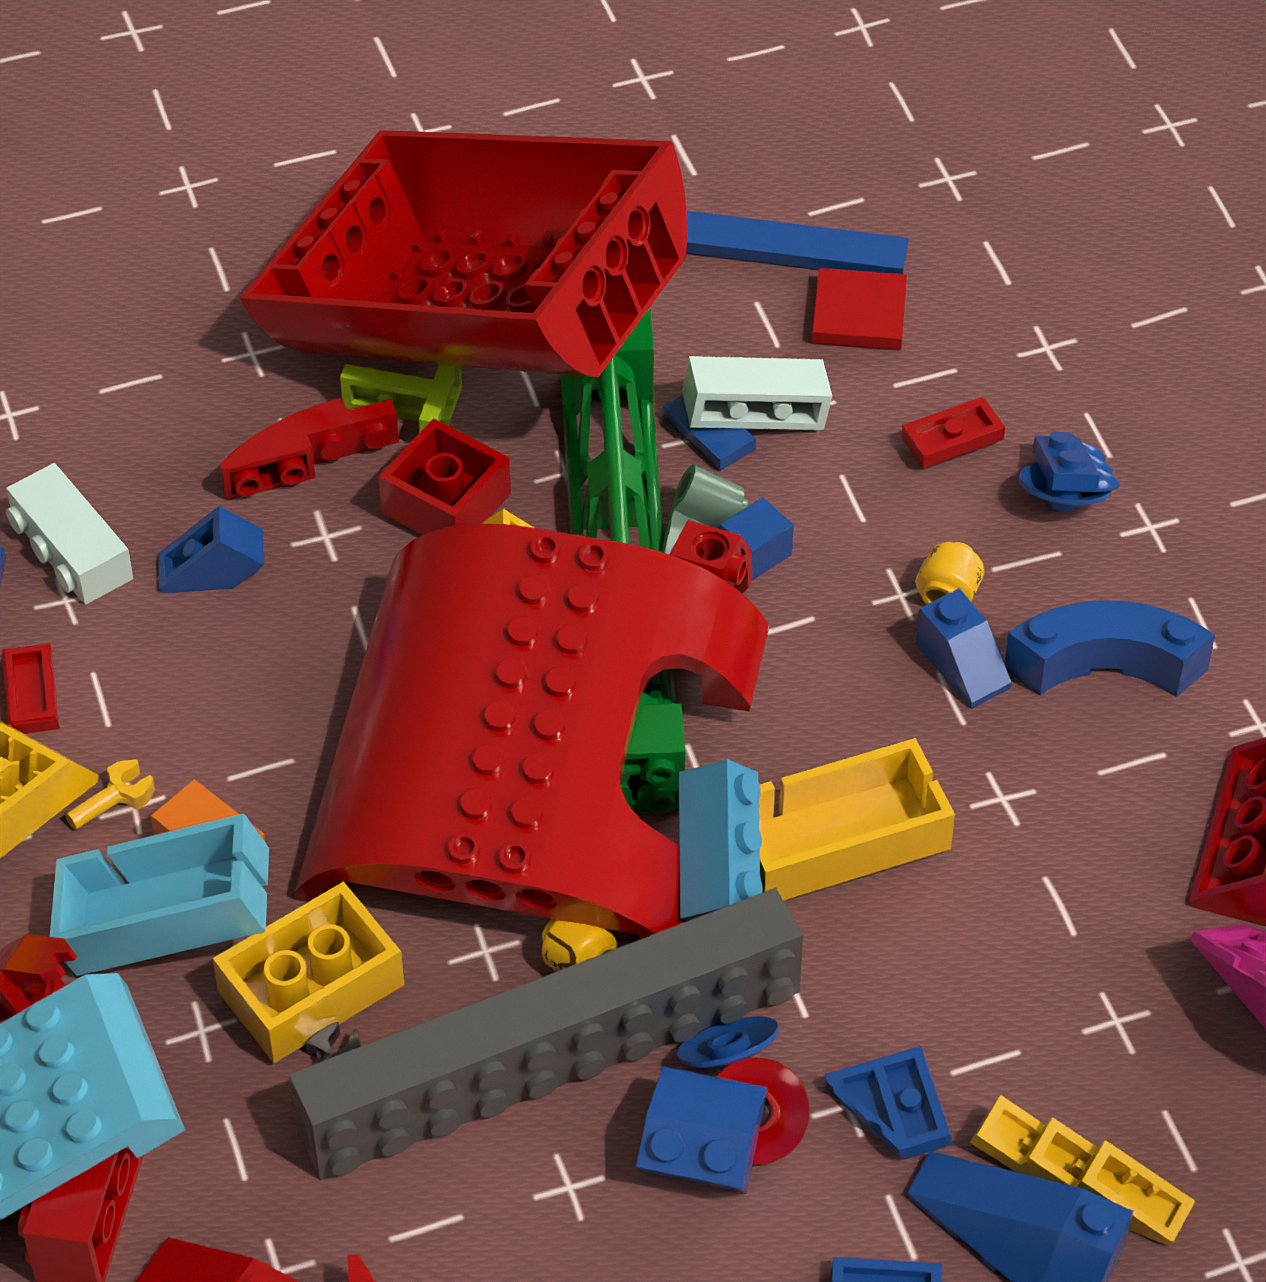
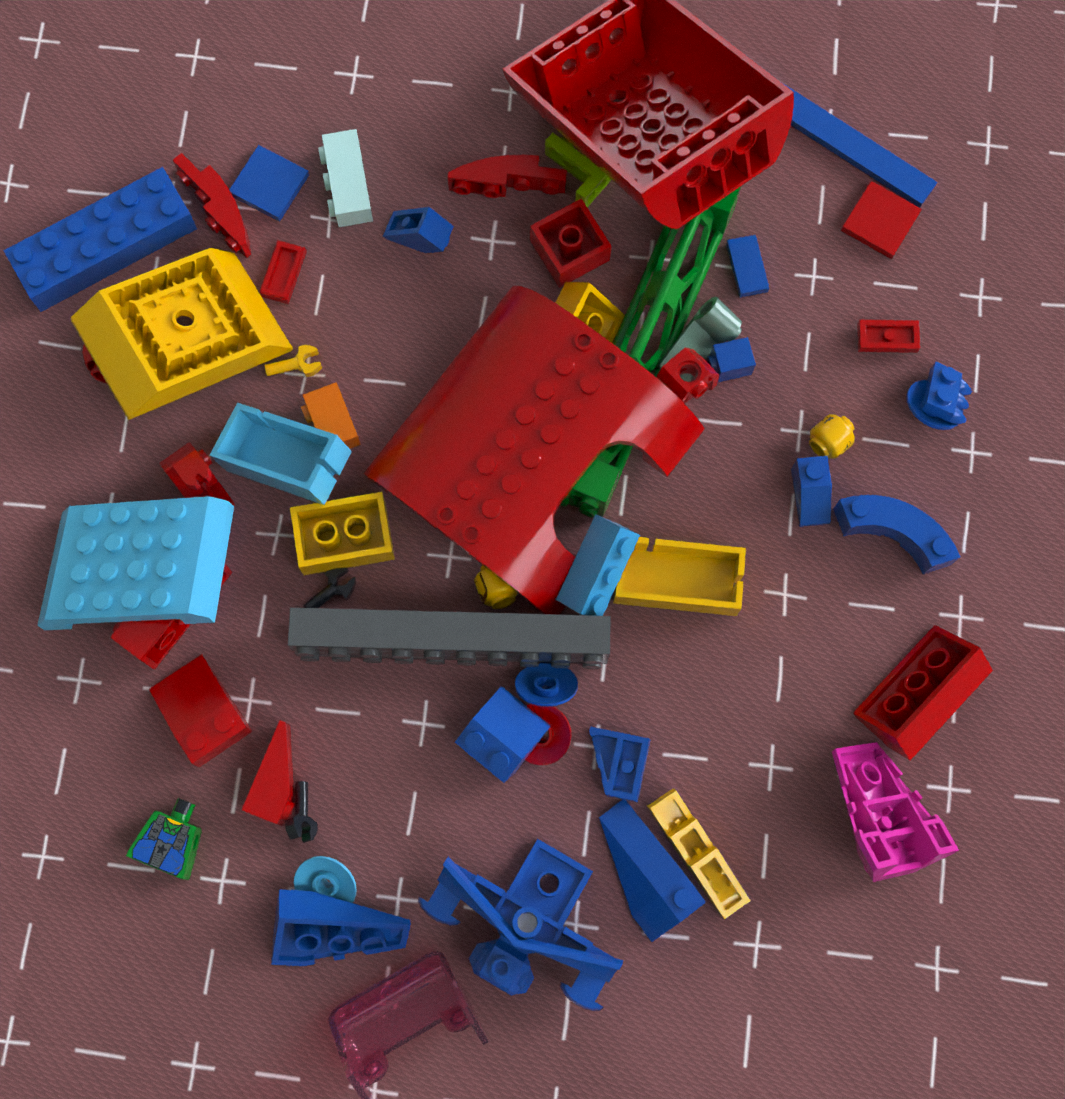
camera: 25 degrees right, 25 degrees up
(756, 393) = (784, 259): light aqua brick -> none

